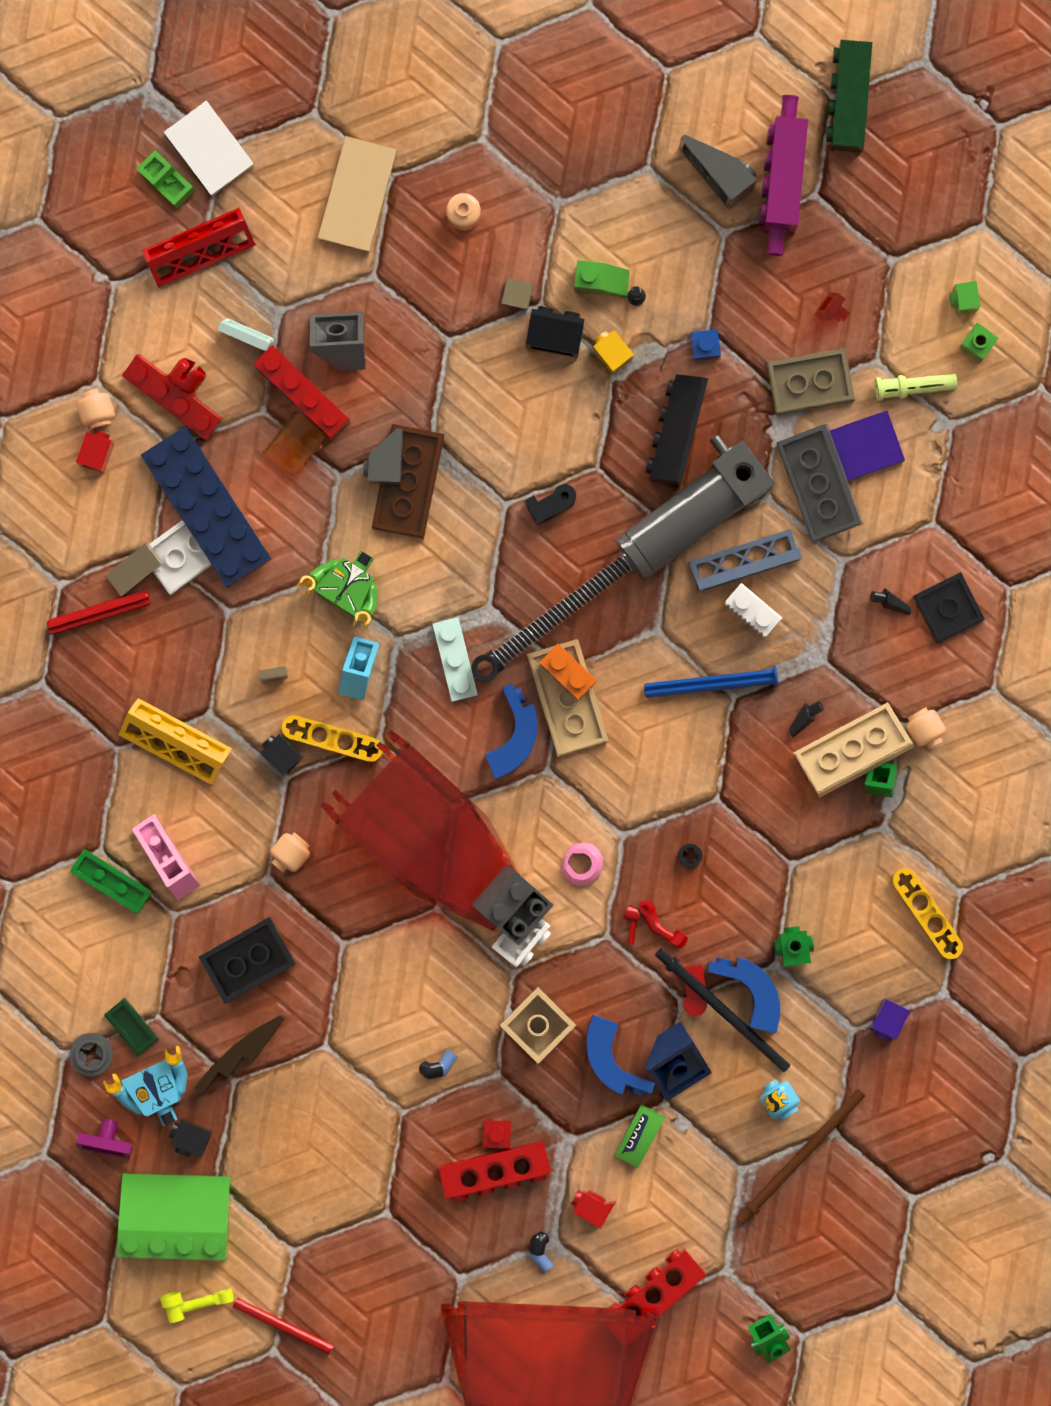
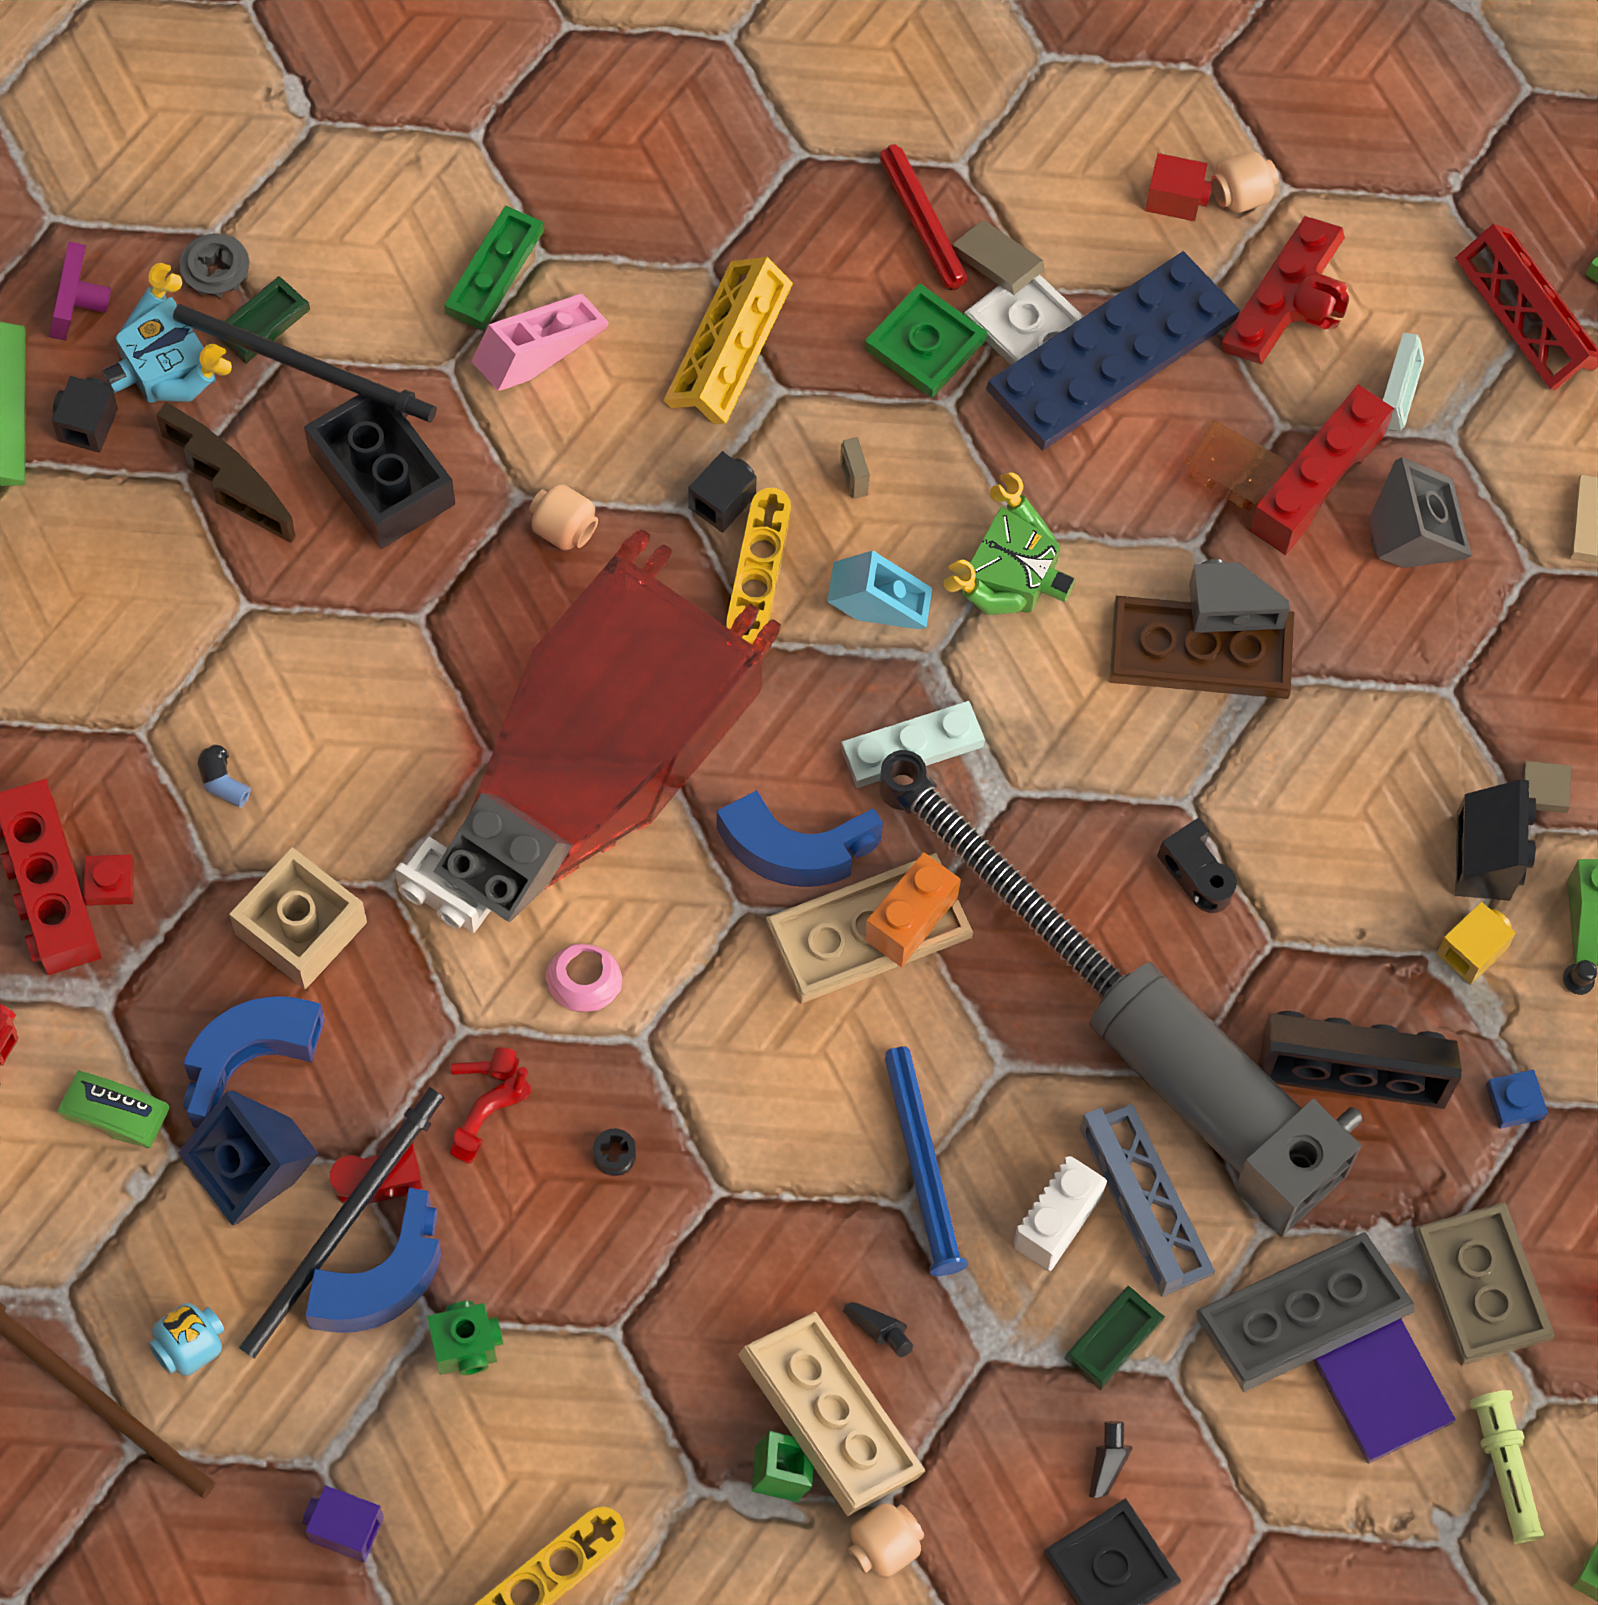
camera: 80 degrees right, 20 degrees down
(187, 621) = (925, 340): none -> green plate
(216, 943) = (402, 402): none -> black bar
(822, 589) = (1114, 1337): none -> dark green tile

